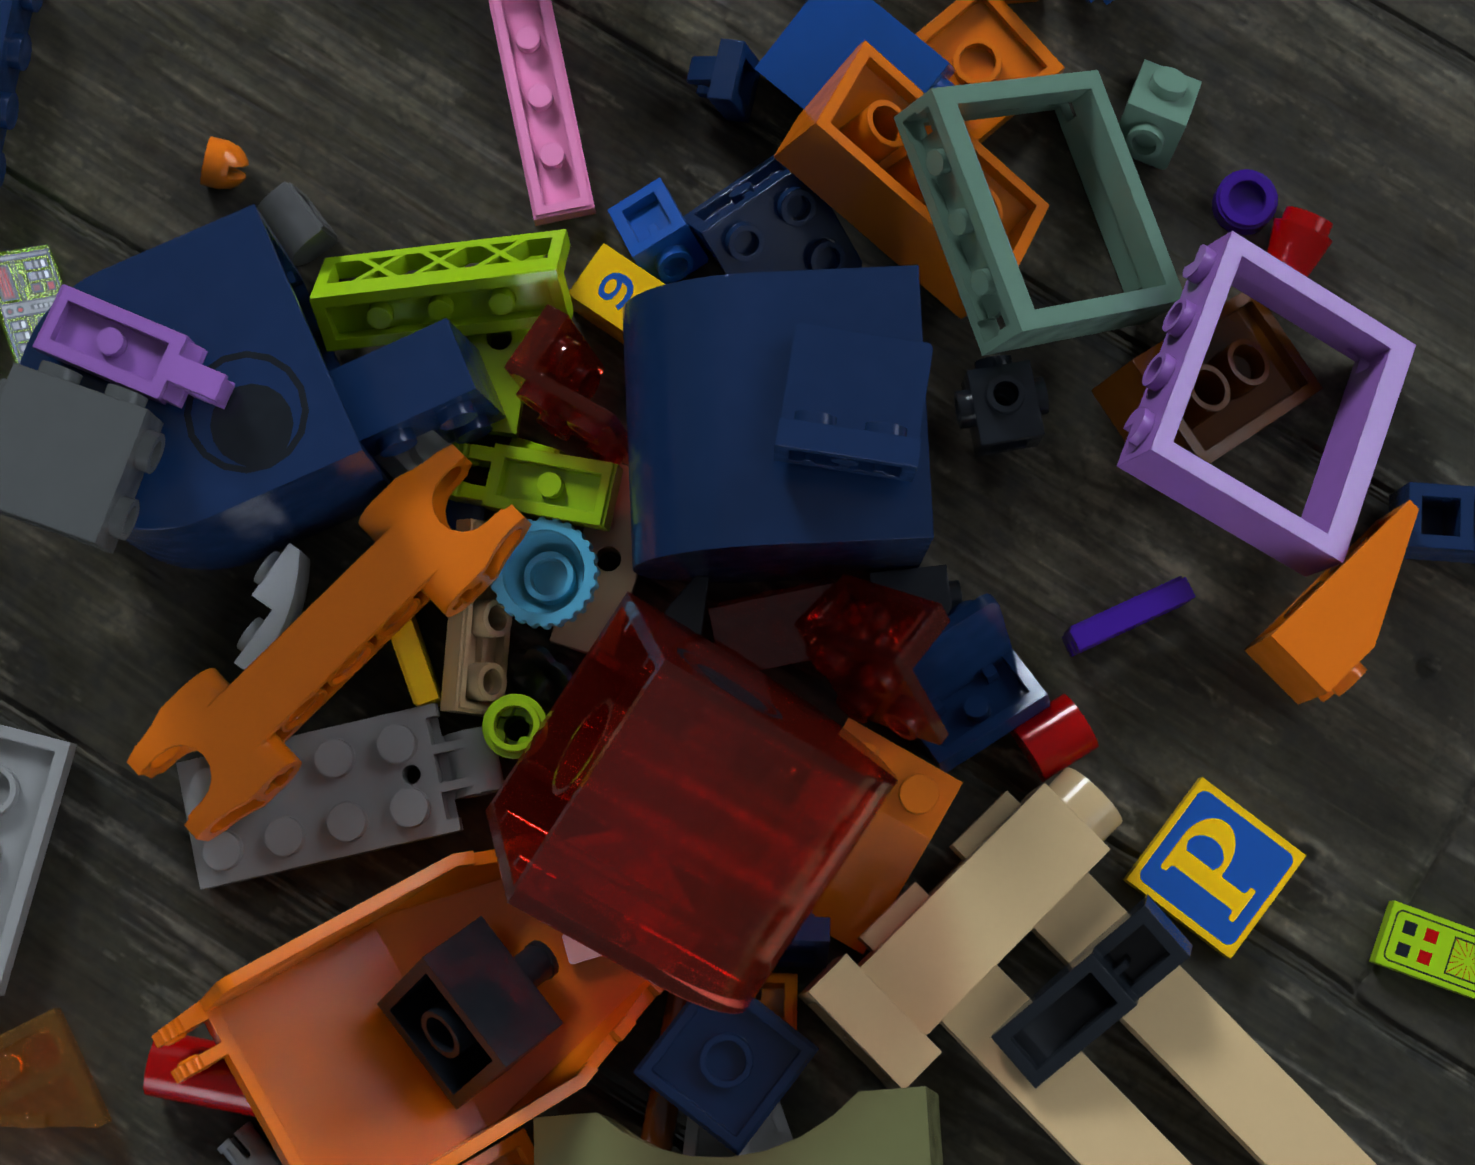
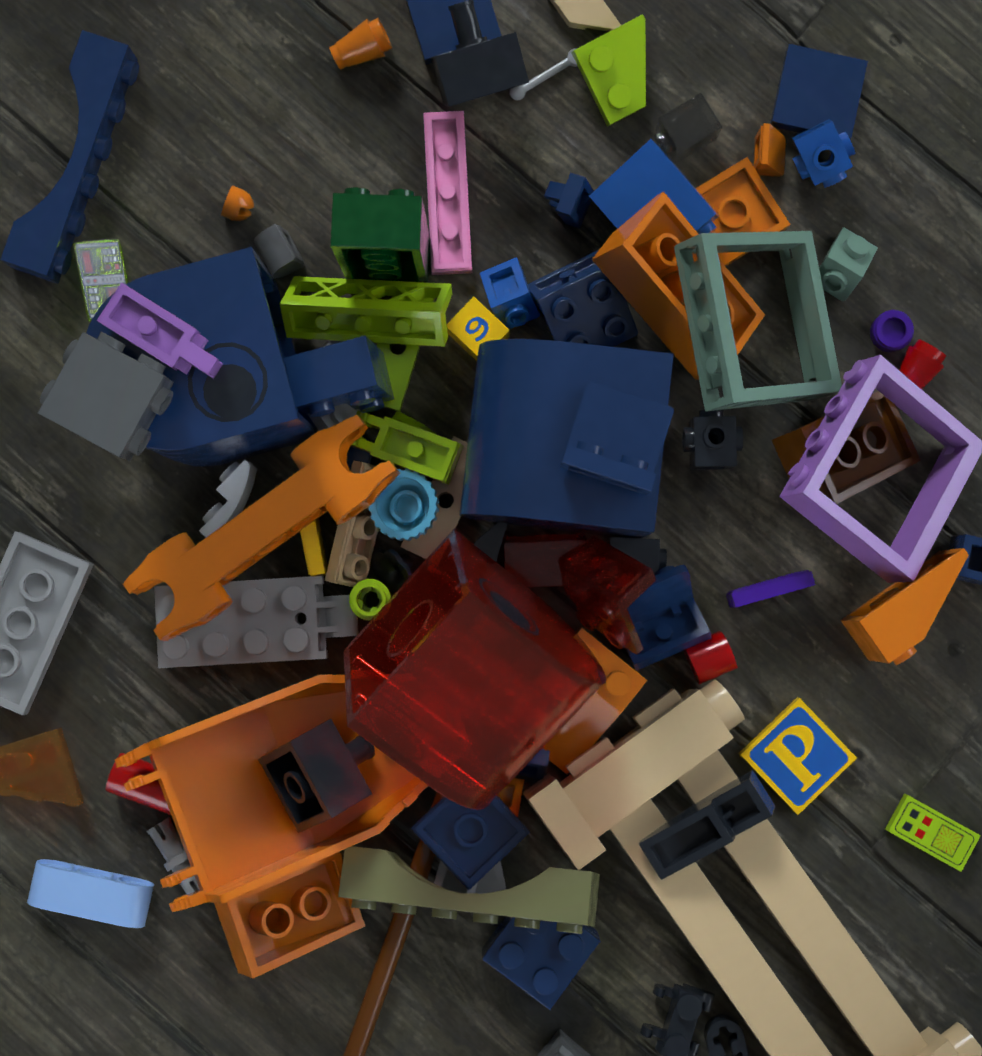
camera: 15 degrees right, 5 degrees up
(448, 167) = (380, 235): none -> dark green brick
(558, 380) = (429, 378): clear red bracket -> none

